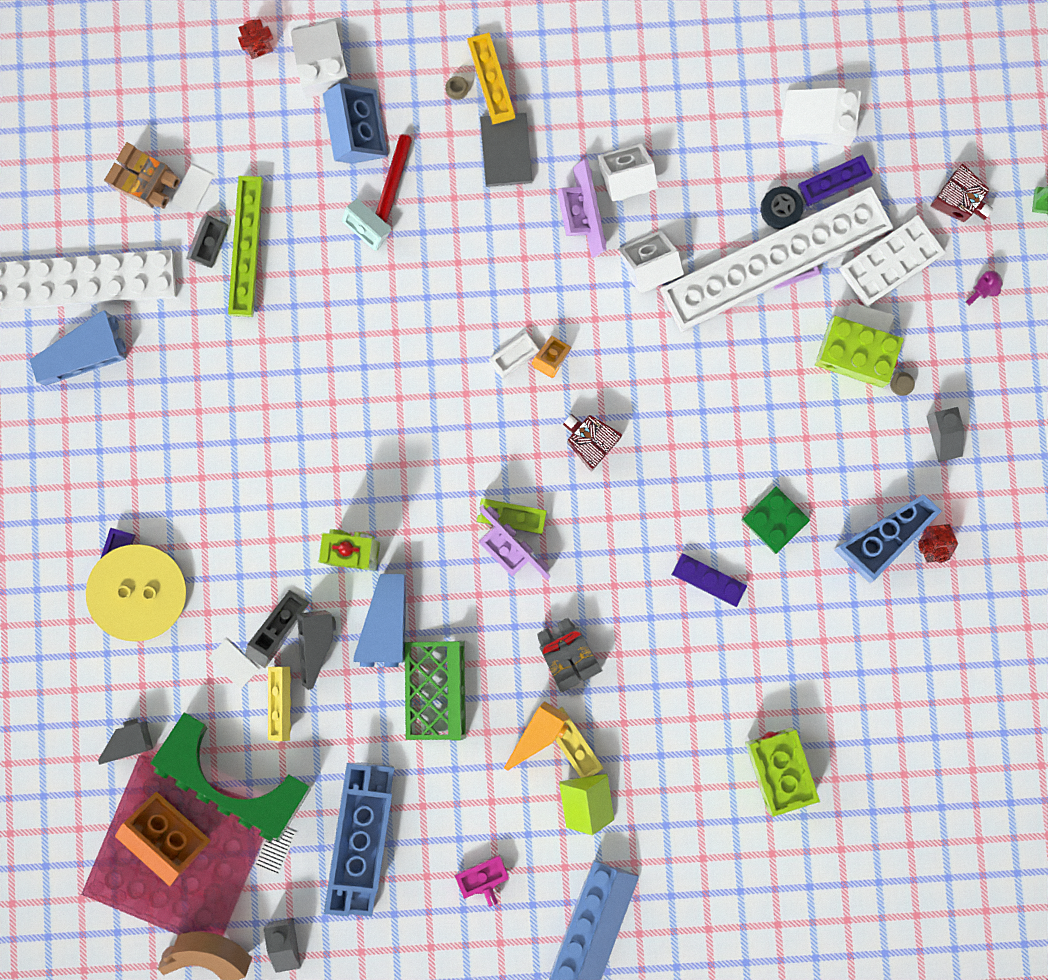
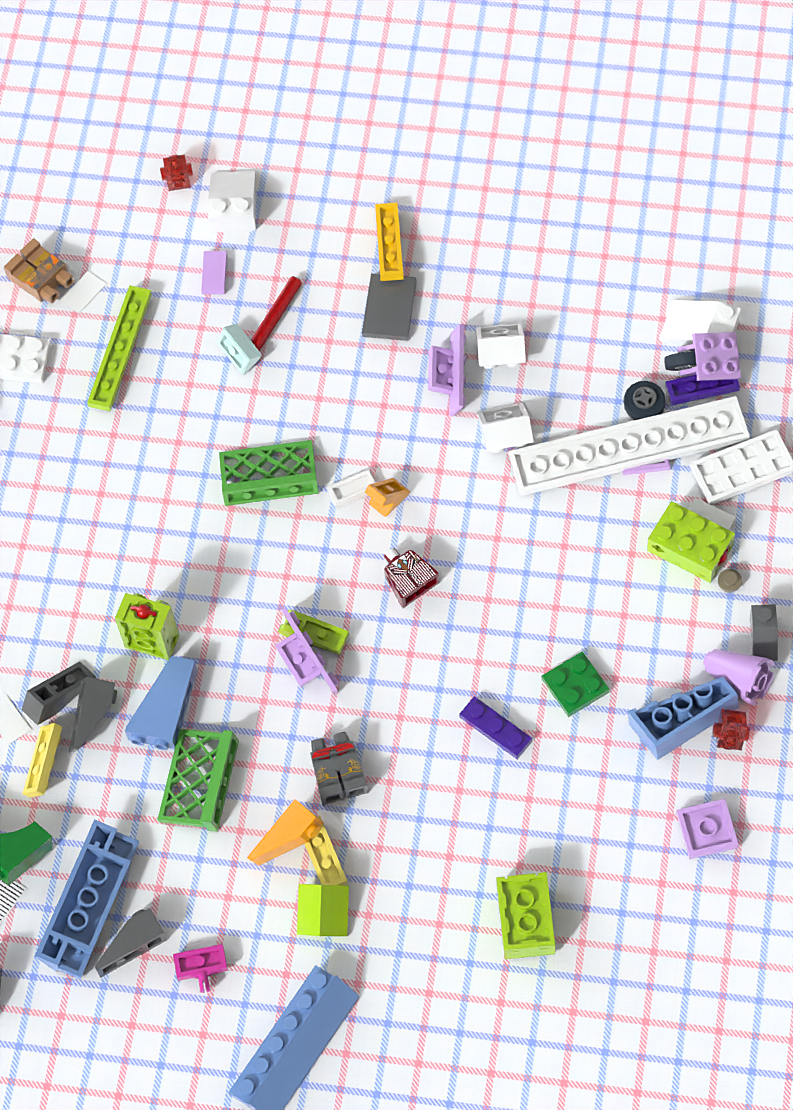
camera: 15 degrees right, 20 degrees down
(207, 241) = (85, 338): dark grey slope -> none
(320, 143) = (214, 272): none -> lavender tile
(354, 123) = (250, 260): medium blue slope -> none
(415, 865) = (135, 938): none -> dark grey slope
(428, 372) = (269, 486): none -> bright green fence
(457, 88) = (355, 245): dark tan plate -> none
(847, 151) = (709, 357): none -> lavender plate
(932, 645) = (707, 829): none -> lavender plate
(936, 481) = (745, 673): none -> lavender cone

